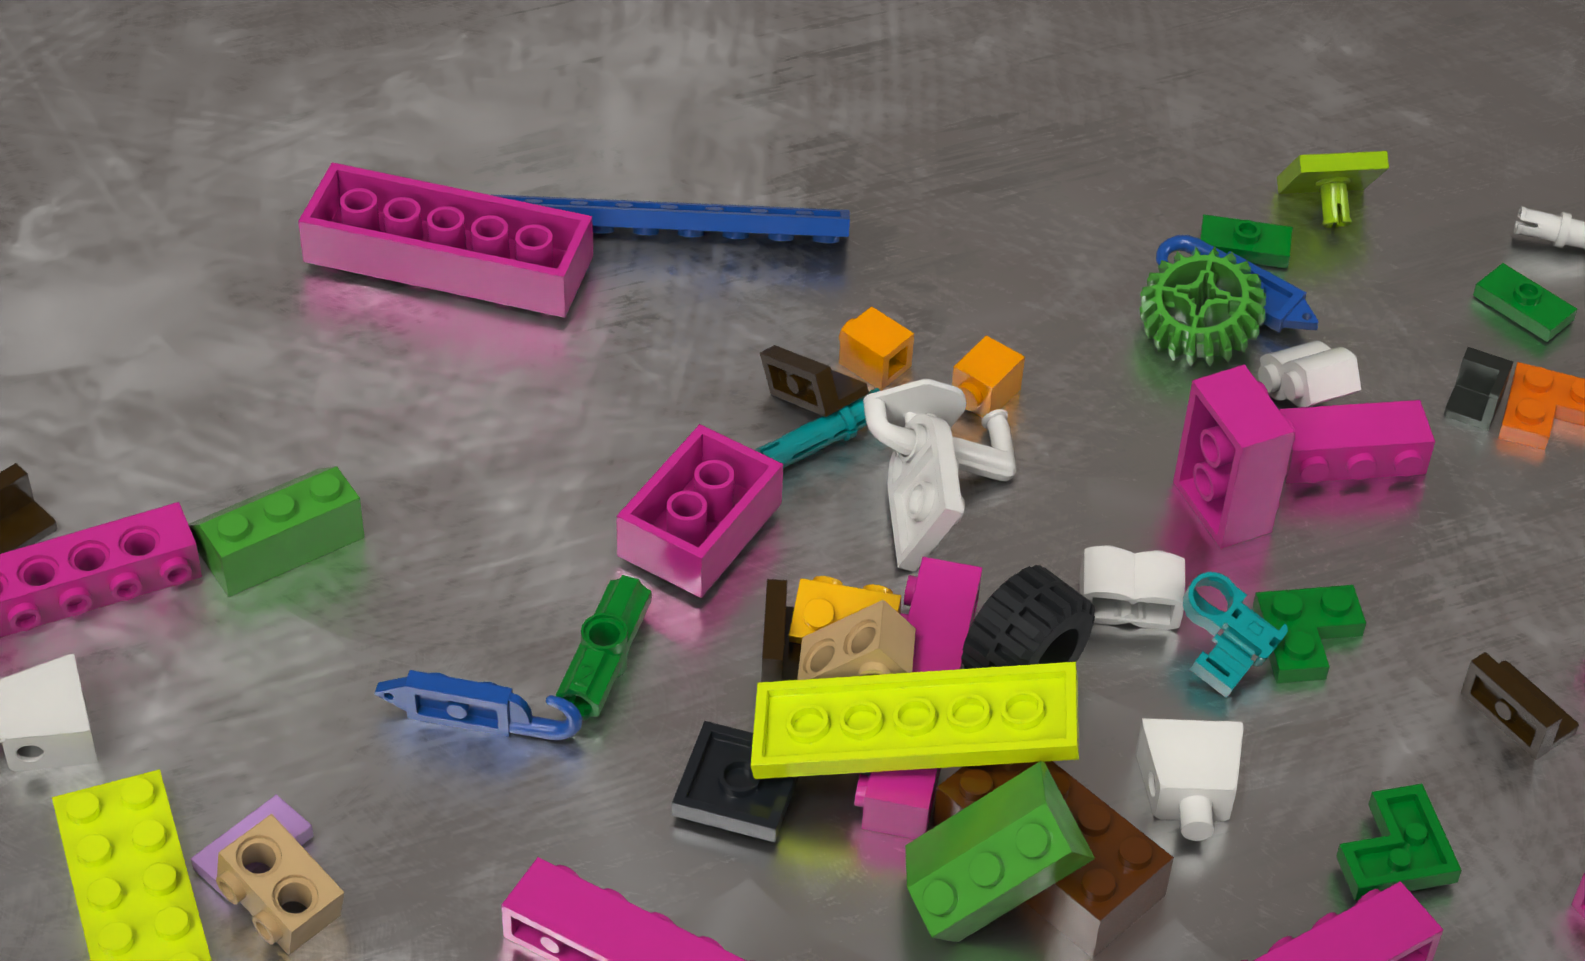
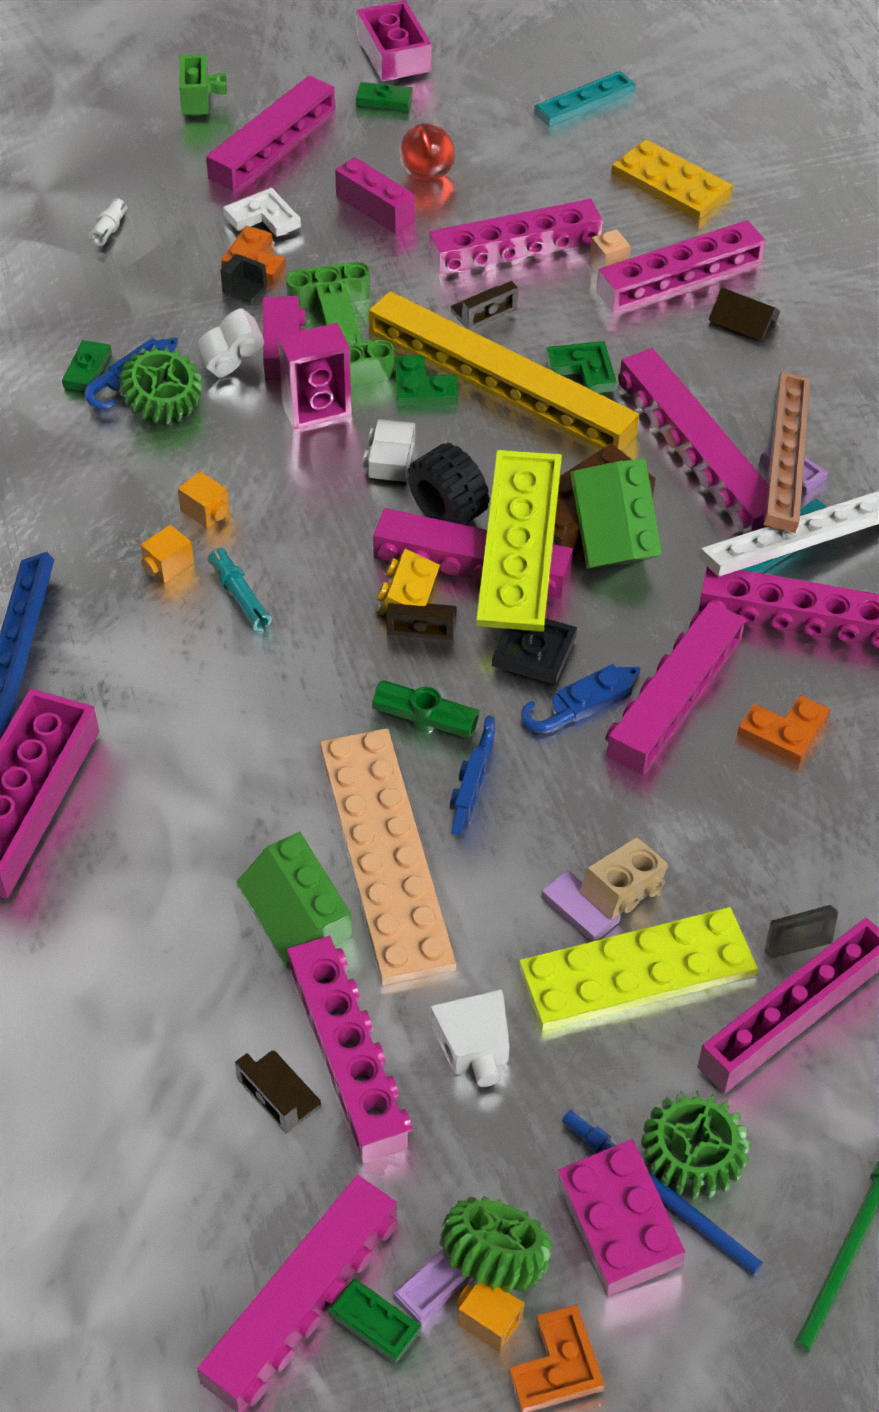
camera: 85 degrees left, 5 degrees up
(356, 621) = (387, 858): none -> light nougat plate
(648, 854) = (584, 698): none -> blue plate
(699, 510) = (316, 648): dark pink brick -> none
(809, 382) = (202, 586): dark brown panel -> none
(859, 645) = (446, 571): tan brick -> none
(927, 459) = (302, 527): white plate -> none
(1190, 771) = (537, 433): white torso -> none
(1242, 637) = (436, 400): teal piece -> none
(1333, 177) = (51, 307): lime tile -> none
(1341, 736) = (503, 373): none -> yellow brick
(1473, 492) = (332, 292): none -> bright green beam
(1525, 302) = (165, 250): green plate -> none

